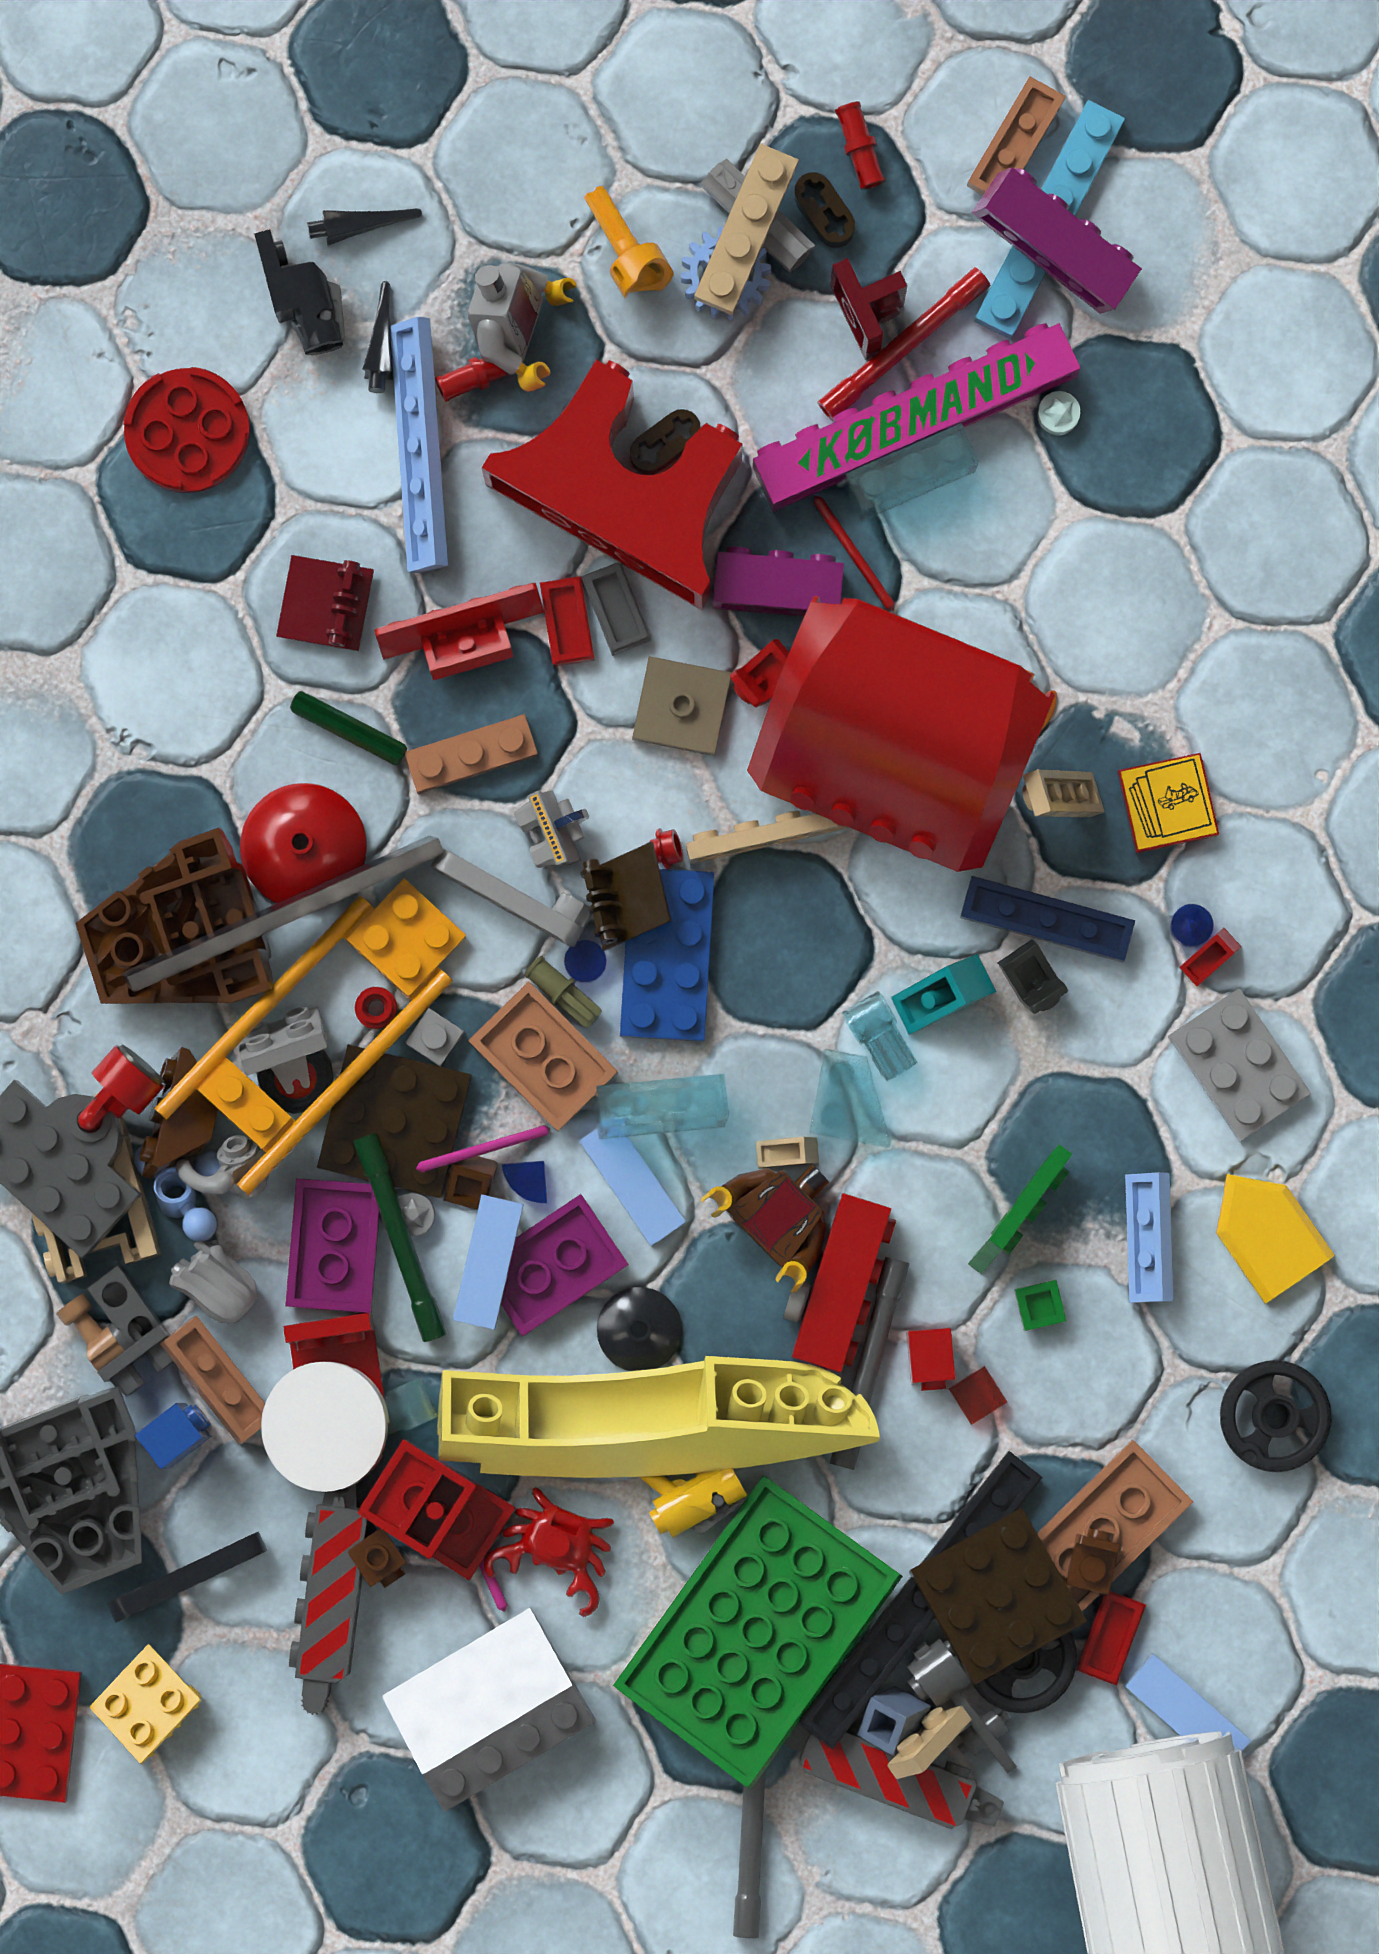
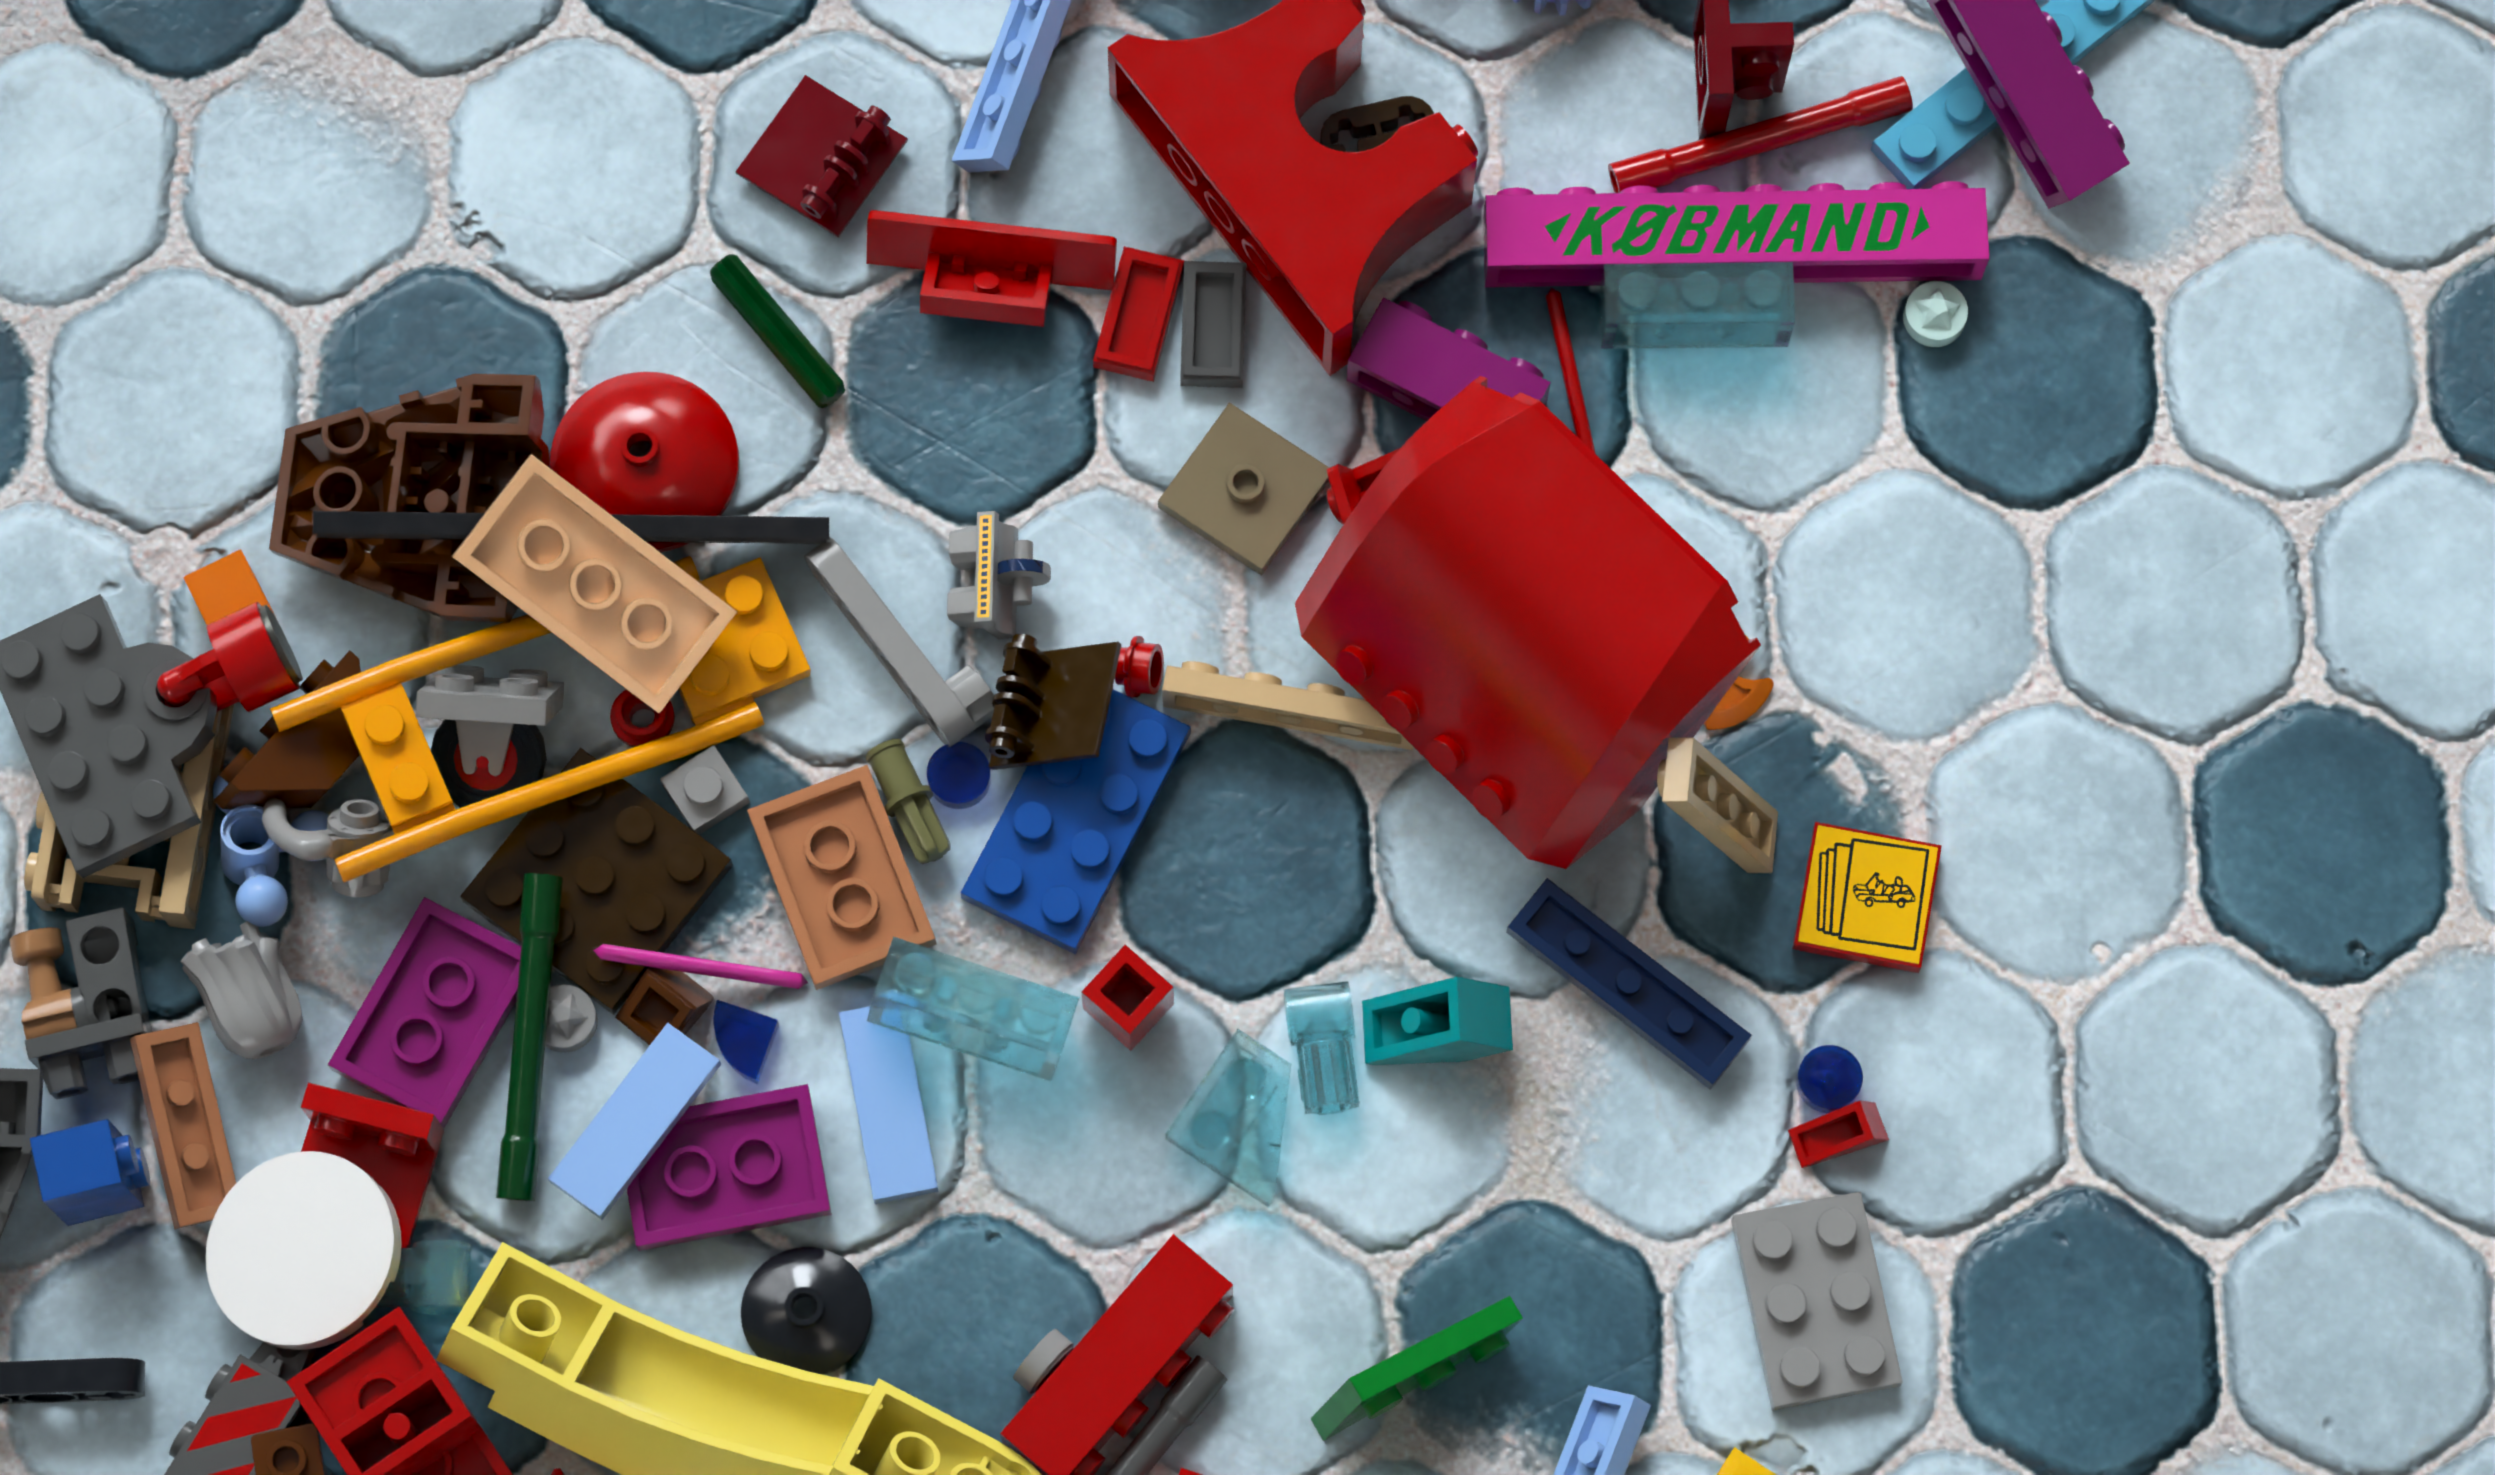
camera: 20 degrees right, 10 degrees down
(88, 1042) = (225, 587): none -> orange brick
(316, 945) = (594, 583): none -> light nougat plate
(471, 754) = (928, 434): nougat plate -> none
(751, 1059) = (1127, 997): none -> red brick
(777, 1216) = (1068, 1229): torso -> none
(787, 1152) = (1124, 1153): tan piece -> none
(1032, 978) = (1572, 1053): pearl dark grey bracket -> none

